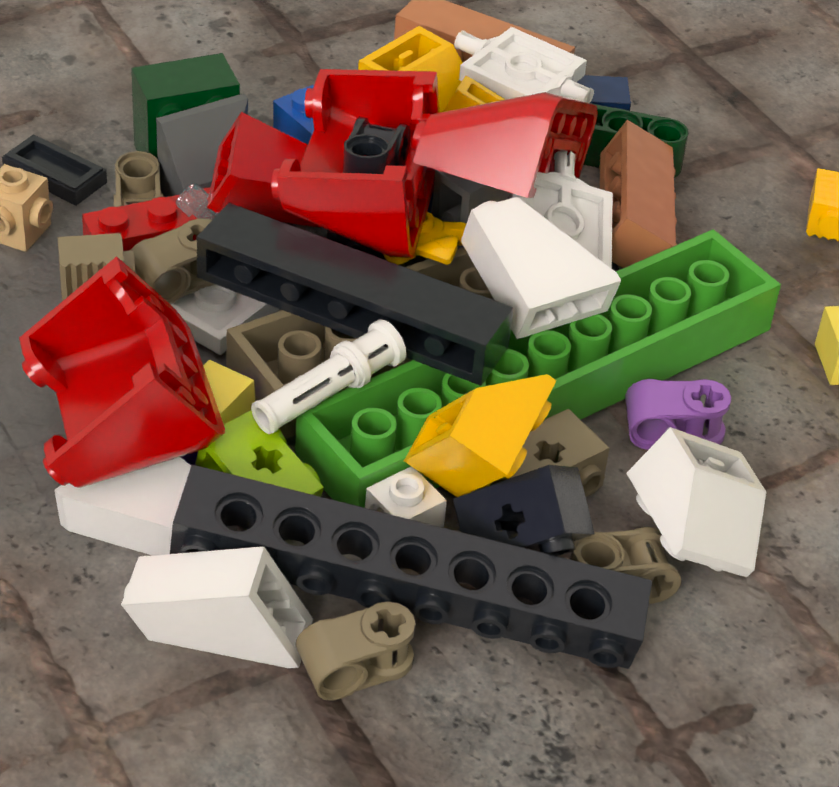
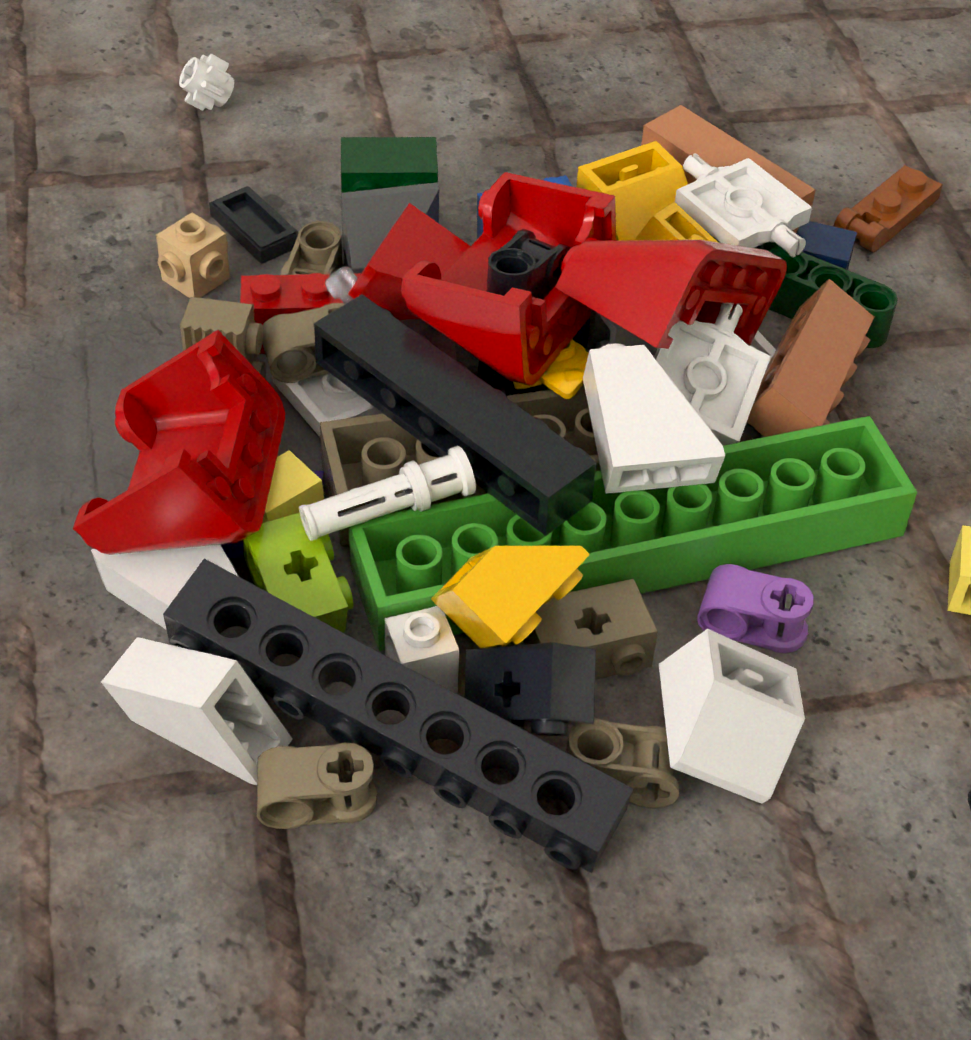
camera: 20 degrees right, 5 degrees up
(638, 52) = (889, 207): none -> dark orange plate

